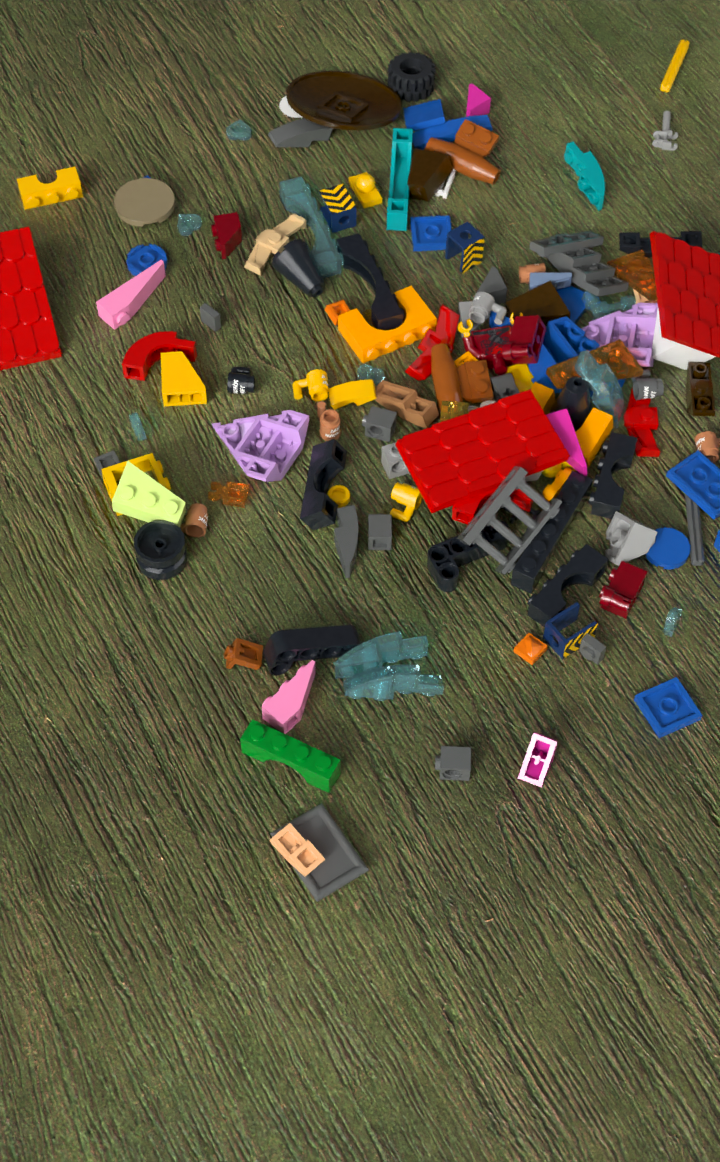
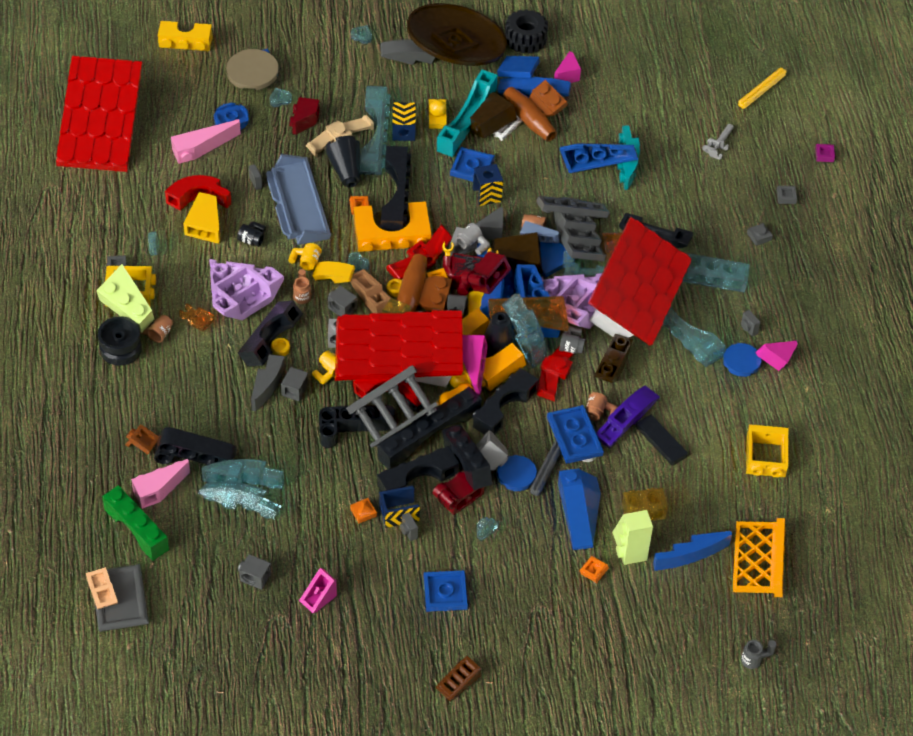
camera: 20 degrees right, 5 degrees down
(268, 328) = (297, 200): none -> sand blue slope
(425, 389) = (393, 287): none -> yellow tile
(552, 184) = (595, 155): none -> blue wedge
(635, 557) = (473, 462): none -> black arch

